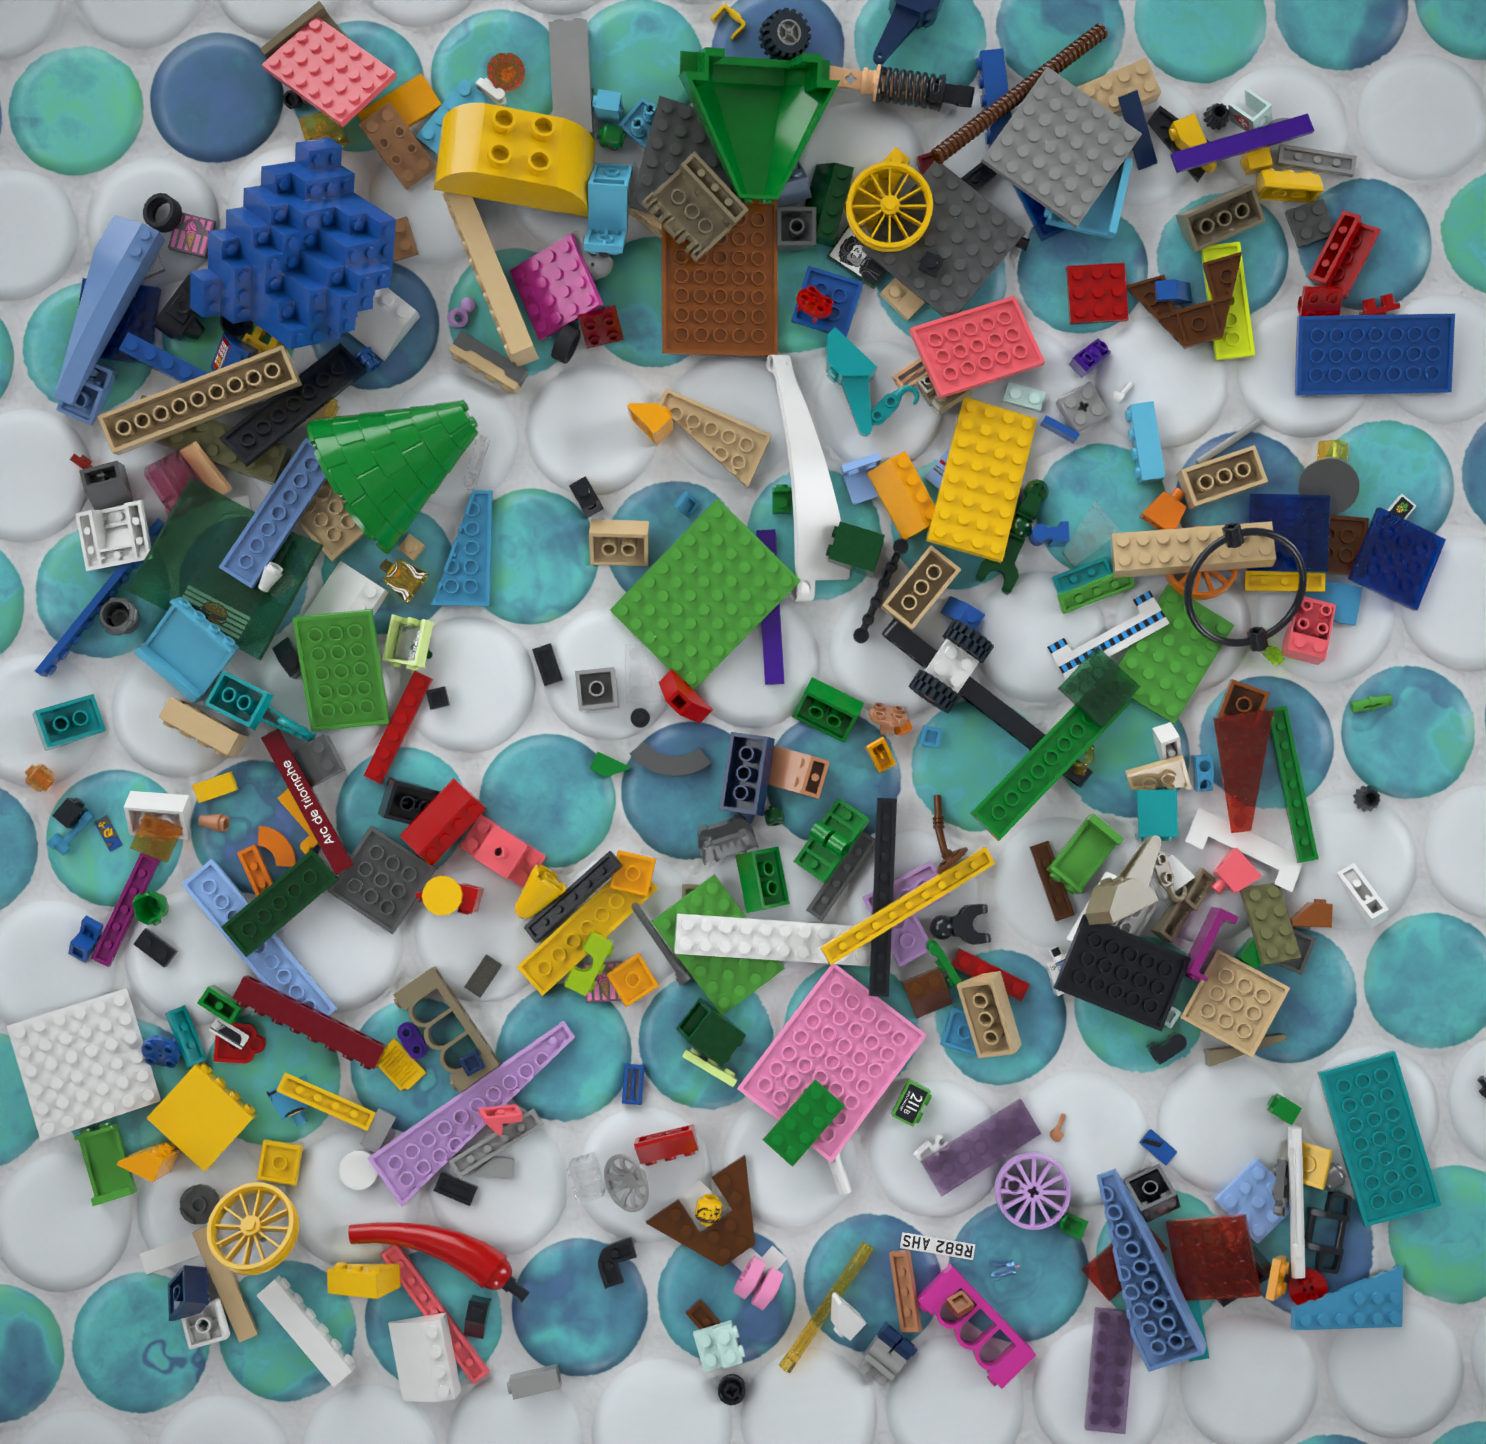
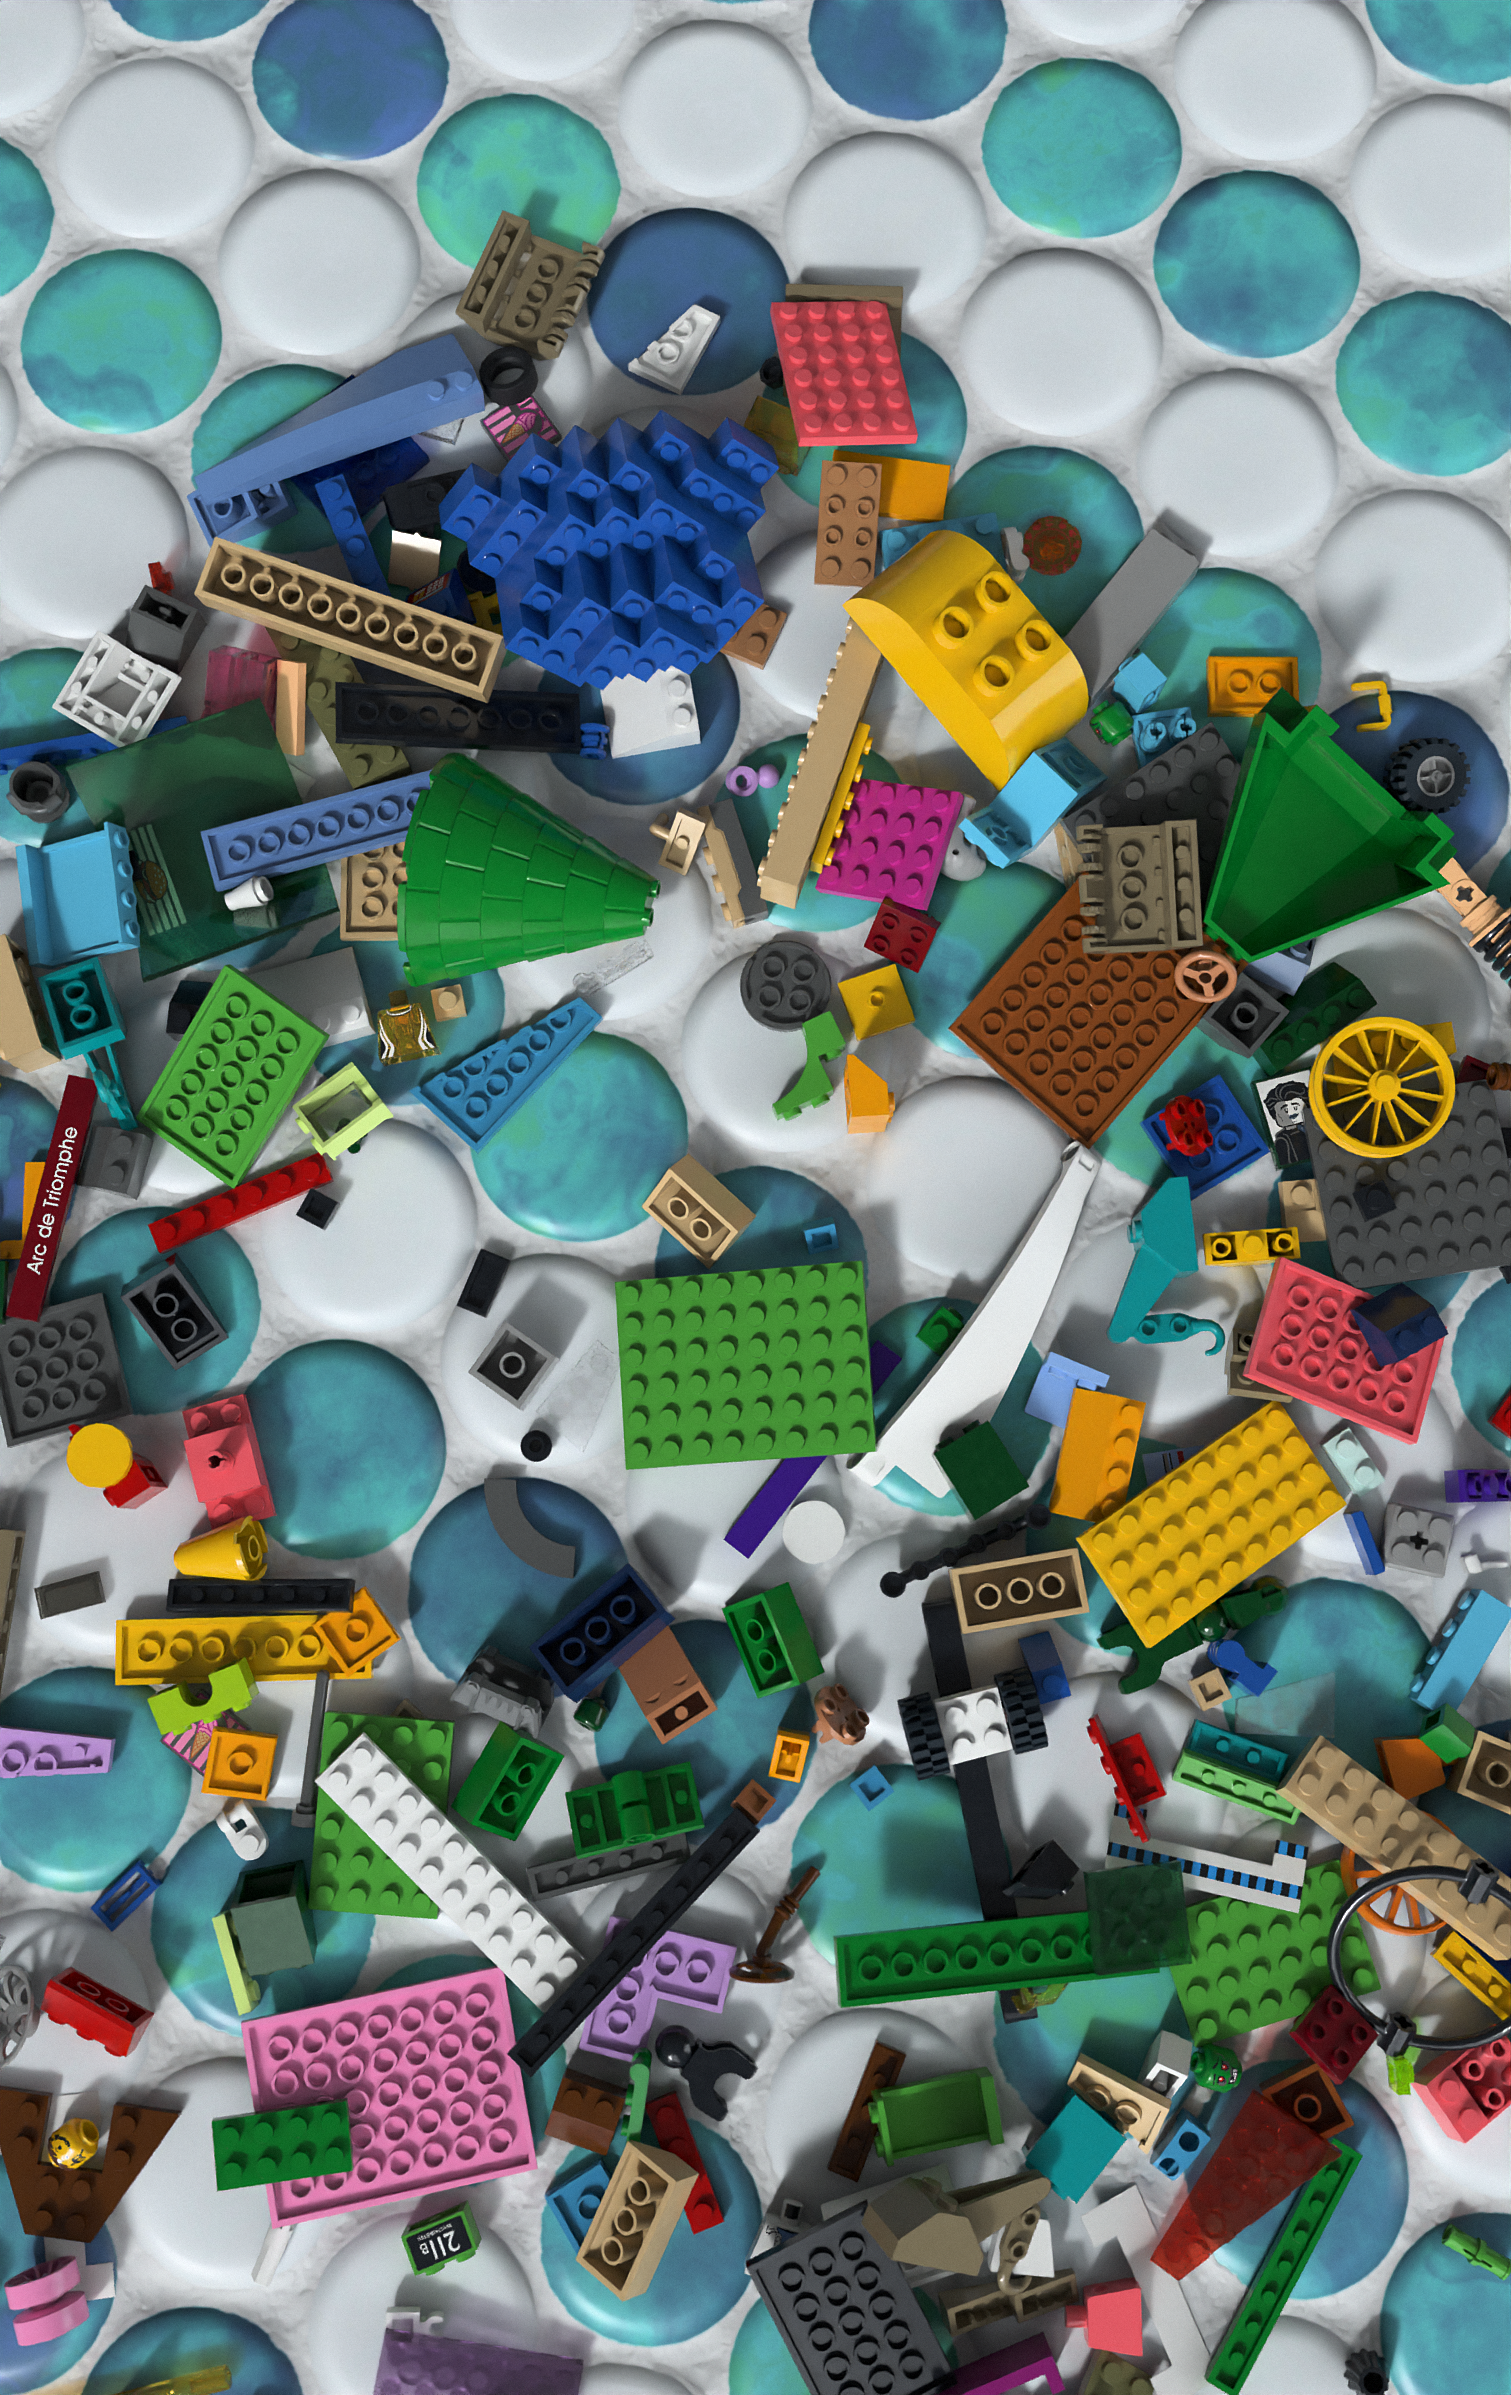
camera: 40 degrees right, 5 degrees down
(133, 160) = (527, 289): none -> dark tan slope
(199, 345) = (413, 559): none -> tan piece
(235, 130) = (678, 352): none -> white wing
(331, 409) = (500, 761): clear yellow plate -> none
(442, 821) = (187, 1364): red slope -> none
(454, 372) = (680, 840): none -> tan plate
(515, 285) = (842, 798): none -> yellow plate
(566, 344) = (842, 919): black tyre -> none
(566, 400) = (785, 986): none -> dark grey tile
(586, 497) = (706, 1121): black torso -> none
(607, 411) = (814, 1087): none -> bright green arch
(607, 766) = (445, 1469): green tile -> none
(616, 370) = (876, 1002): none -> yellow plate
(661, 60) = (1246, 683): none -> light orange tile
(668, 1010) = (249, 1842): none -> white plate
(683, 698) = (608, 1469): red slope -> none
(727, 439) = (937, 1197): tan wing -> none
(760, 221) = (1206, 969): none -> nougat piece
(803, 645) = (813, 1532): none -> white tile
(882, 789) = (754, 1801): none -> nougat plate
(892, 335) = (1250, 1247): none -> yellow slope
(900, 383) = (1210, 1312): light nougat tile -> none
(901, 730) = (849, 1751): orange tile -> none
(907, 905) = (652, 1981): yellow plate -> none
(990, 313) = (1398, 1324): none -> dark blue slope
(1041, 706) = (1044, 1874): none -> black slope
(1042, 625) = (1132, 1771): none -> red bracket
(1045, 558) = (1209, 1689): none -> tan plate
(1168, 483) = (1447, 1733): none -> green brick
(1190, 724) = (1216, 2067): none -> green head
(1228, 662) = (1333, 2034): none -> dark red plate

